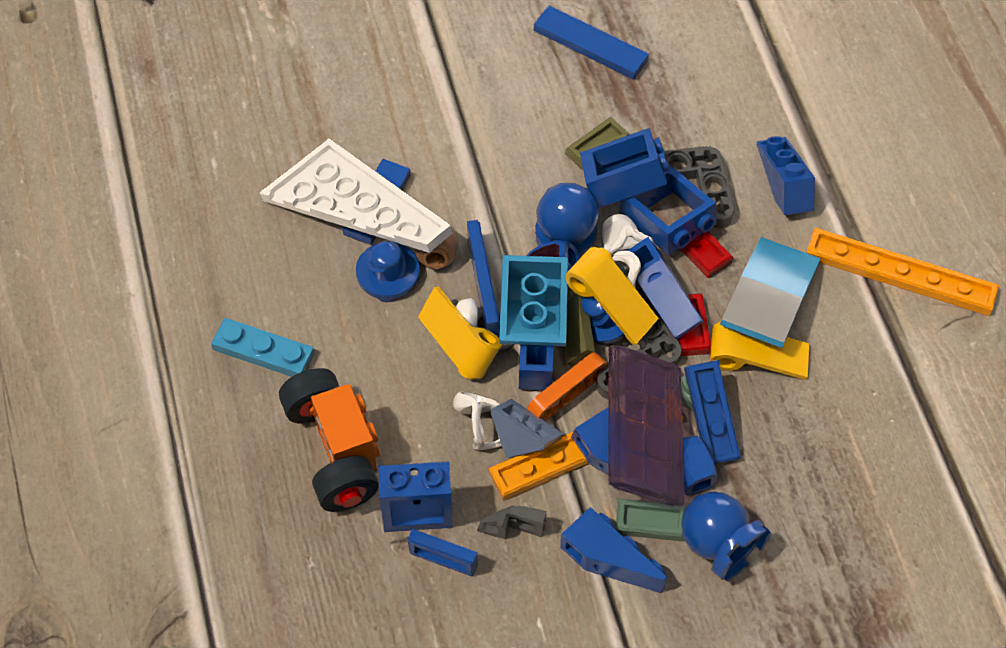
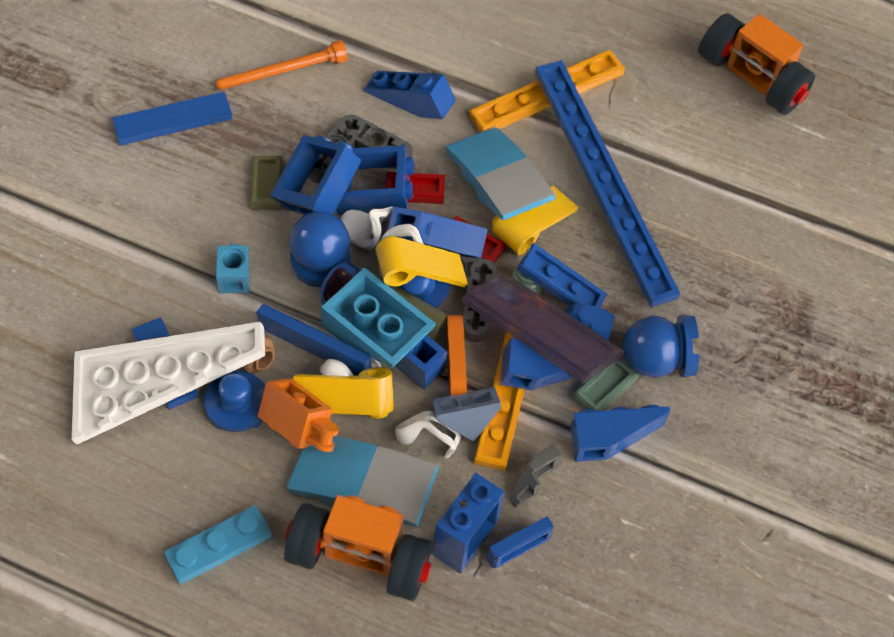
camera: 55 degrees left, 0 degrees up
(398, 401) = (368, 472): none -> slope
(403, 313) = (297, 415): none -> orange brick
(495, 191) = (233, 279): none -> dark azure brick
(766, 95) = (333, 53): none -> orange piece
(848, 380) = (607, 185): none -> blue plate

